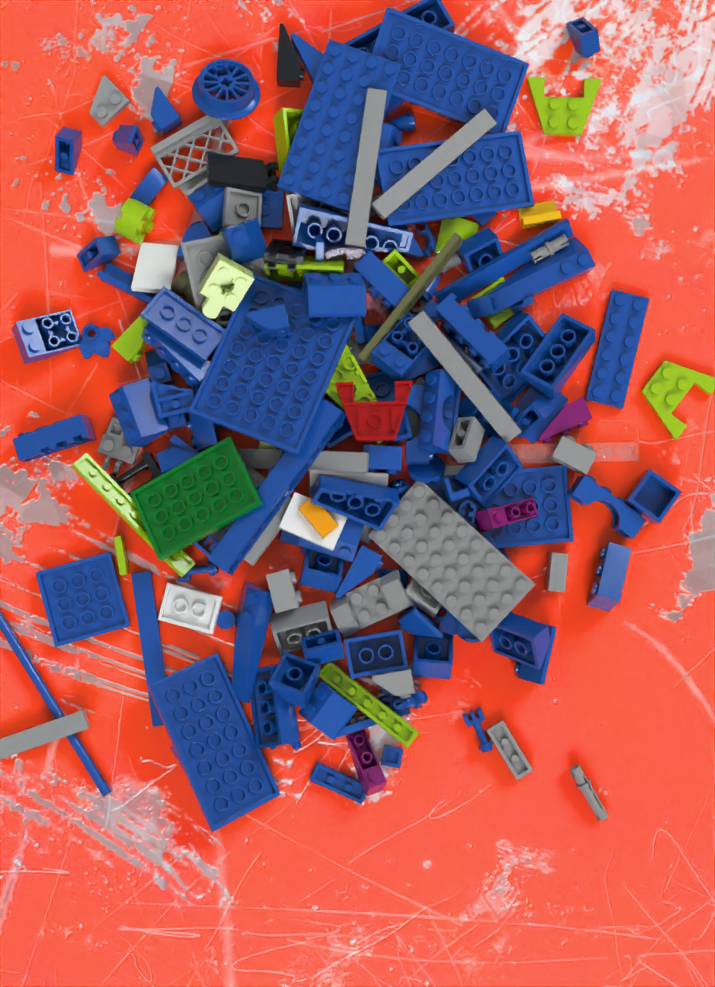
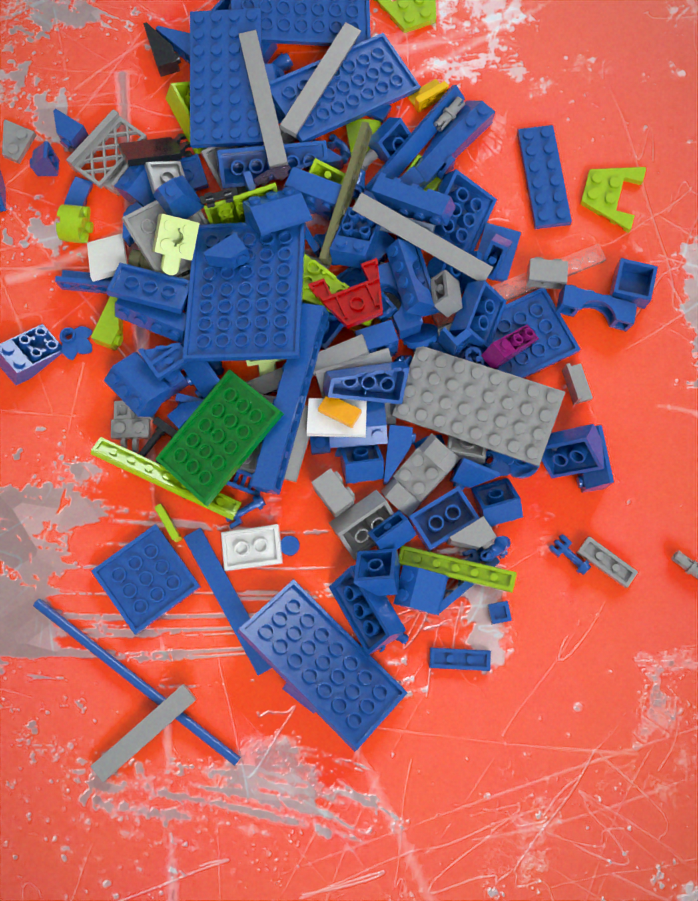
camera: 15 degrees left, 10 degrees down
(54, 438) = (66, 439): blue wedge -> none
(98, 252) = (50, 264): blue slope -> none
(159, 369) = (140, 339): blue slope -> none
(227, 80) = (116, 90): blue piece -> none
(250, 633) = (317, 547): blue wedge -> none
(366, 763) = (478, 629): magenta slope -> none
(558, 355) = (496, 196): blue slope -> none
(569, 416) = (530, 243): magenta slope -> none
(609, 577) = (628, 368): blue wedge -> none

